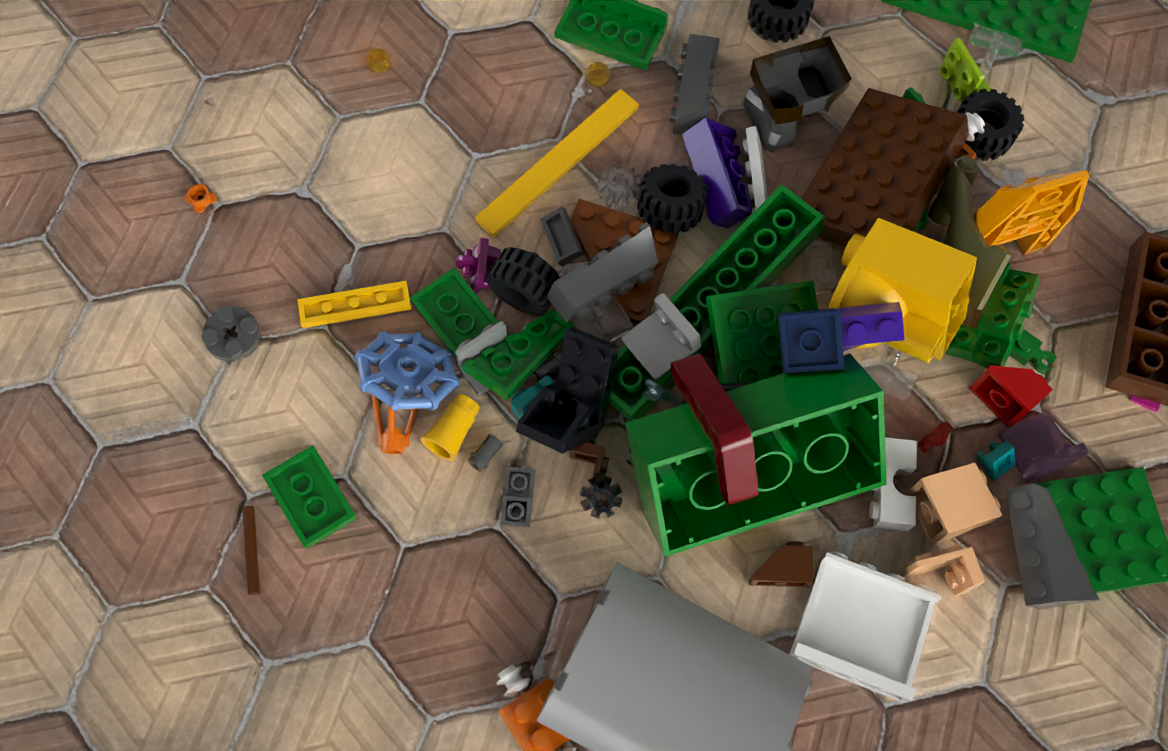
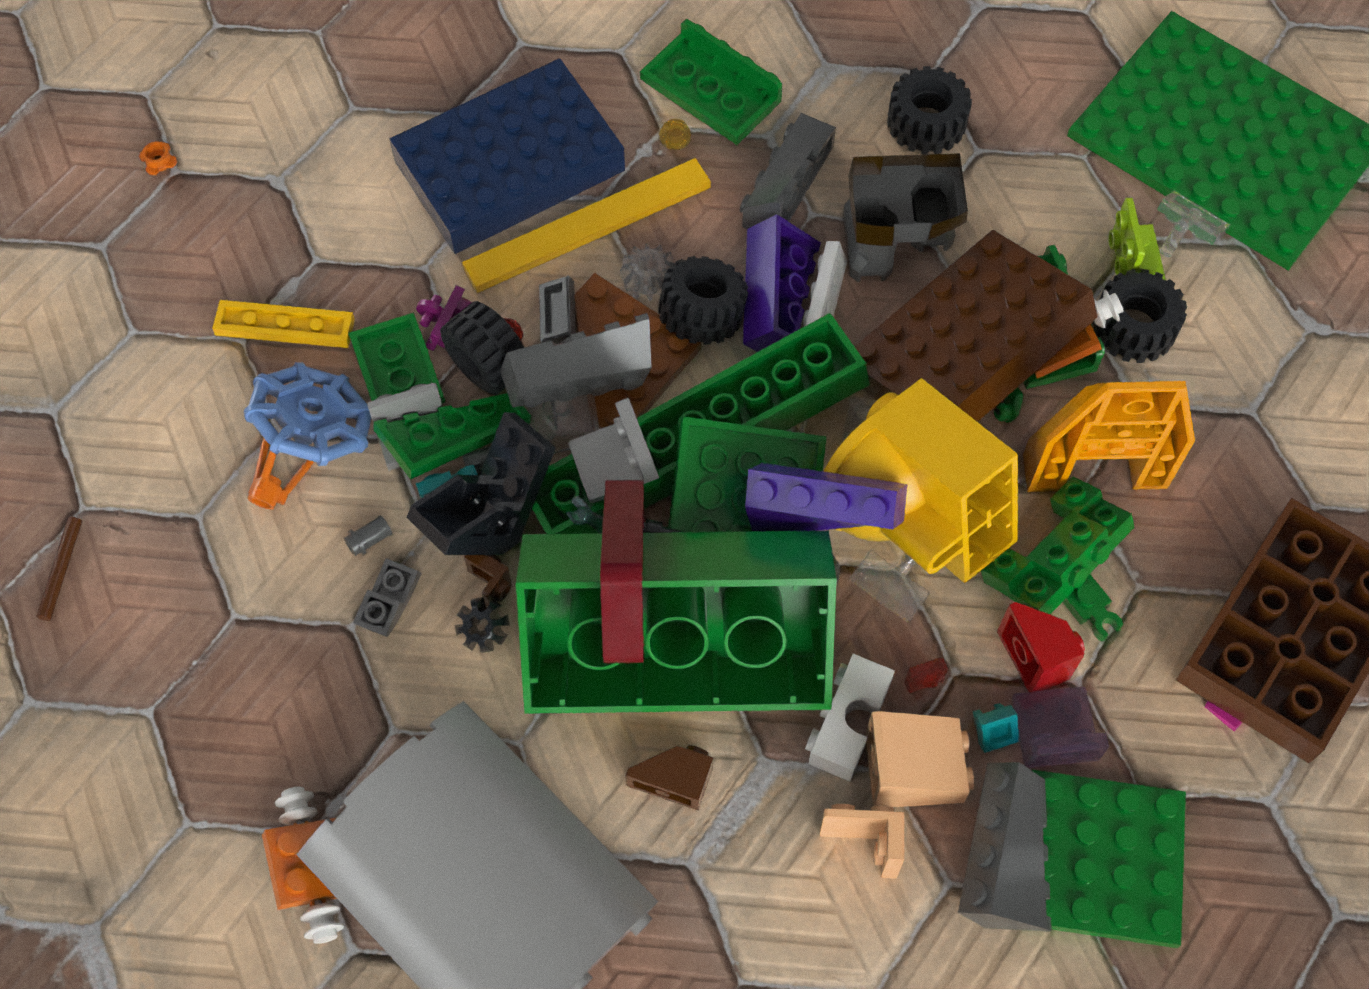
camera: 20 degrees right, 5 degrees down
(227, 319) = (127, 303): dark grey plate -> none
(309, 497) = (147, 527): green plate -> none
(378, 60) = (420, 54): clear yellow plate -> none
(451, 428) = (338, 494): yellow plant -> none
(478, 123) = (507, 155): none -> dark blue brick
(811, 340) = (777, 498): dark blue tile -> none
(865, 626) = (748, 877): white panel -> none
(955, 209) = (1051, 394): olive door -> none

